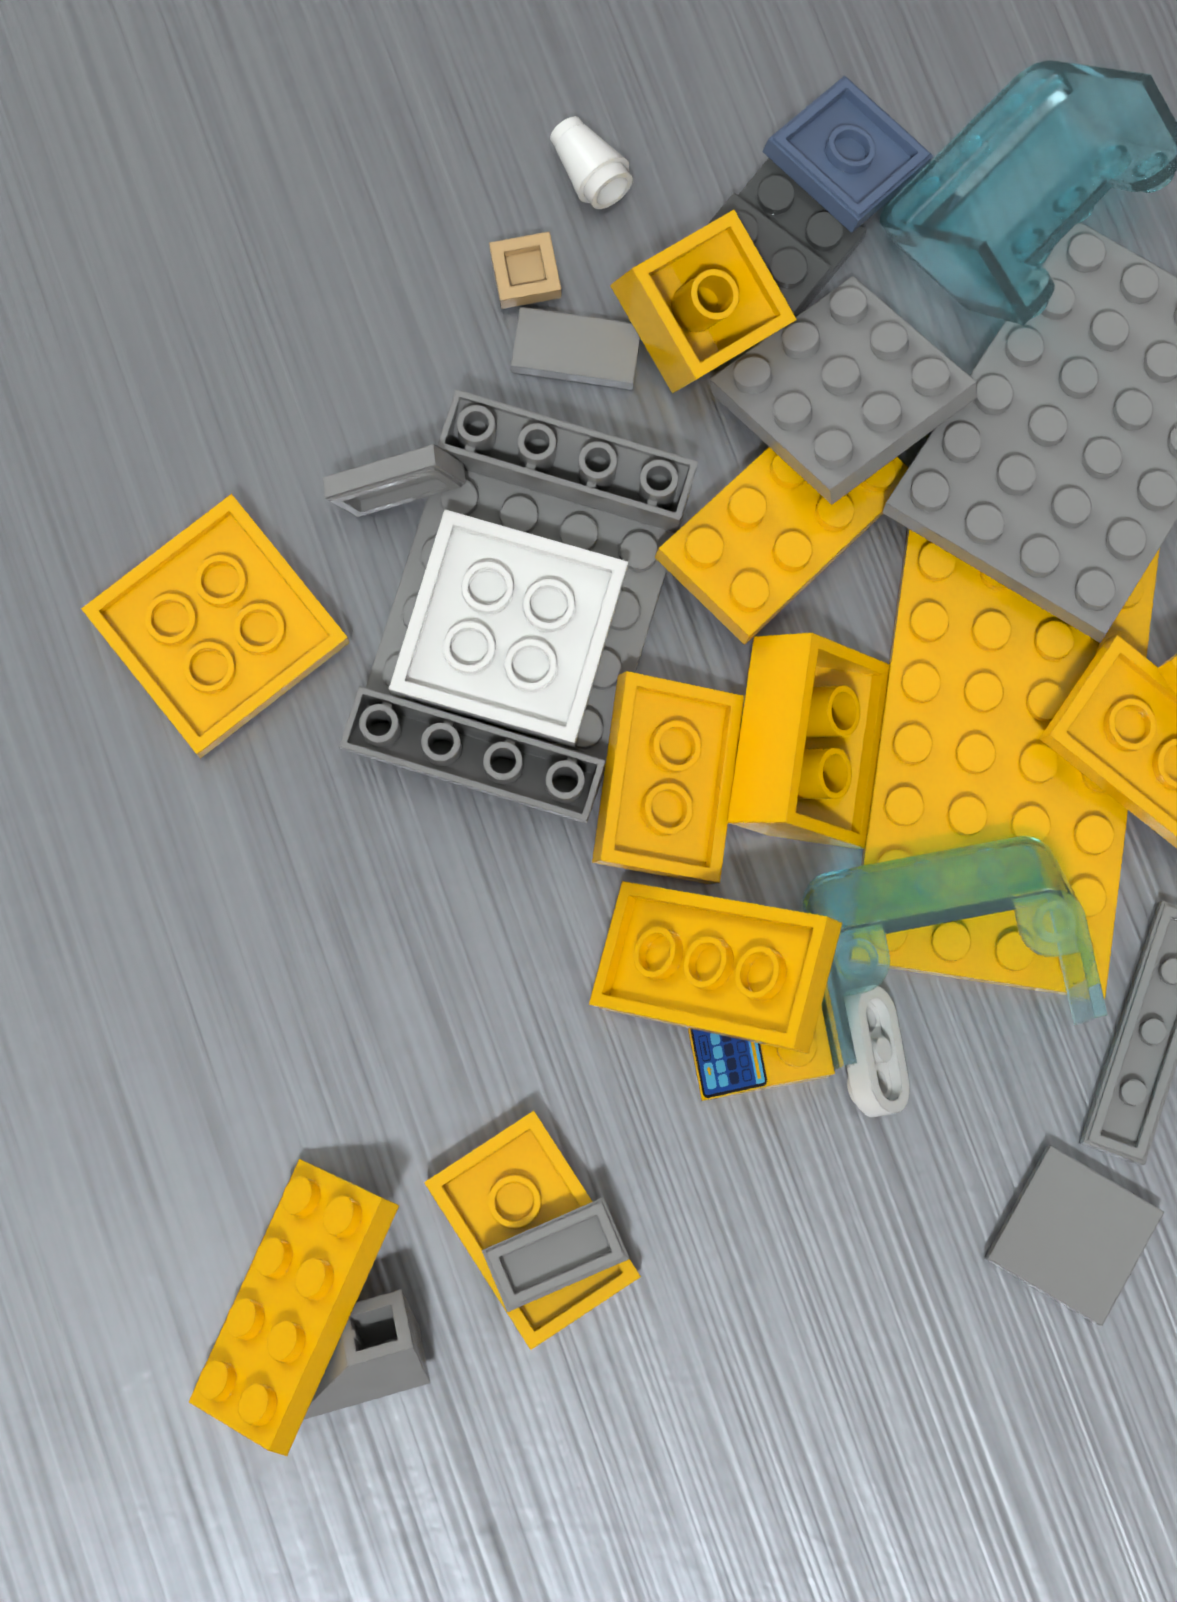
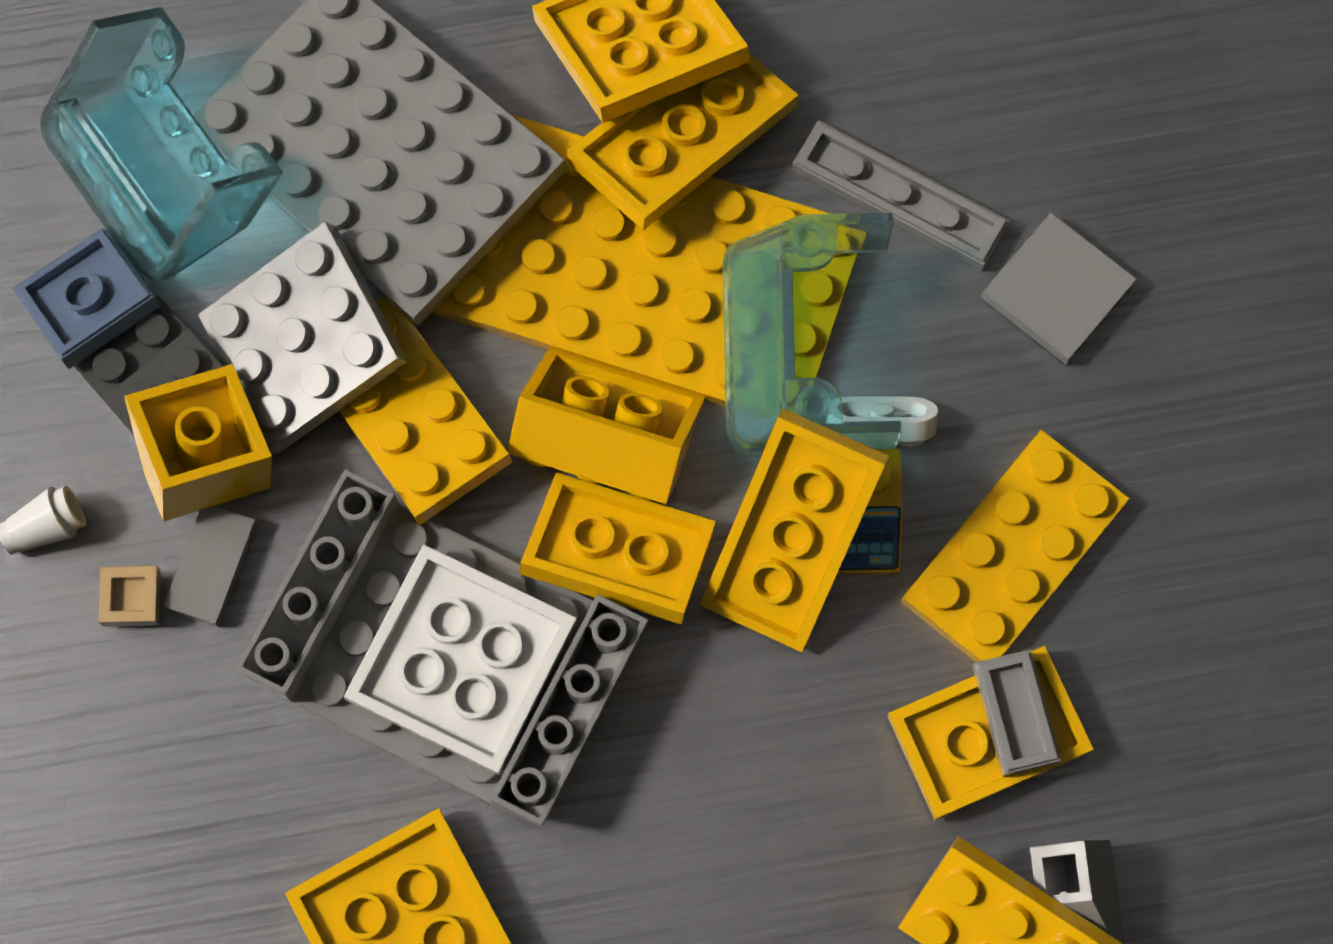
camera: 75 degrees left, 5 degrees down
(394, 480) = (305, 740): light grey tile -> none
(751, 1229) = (1014, 549): none -> yellow plate

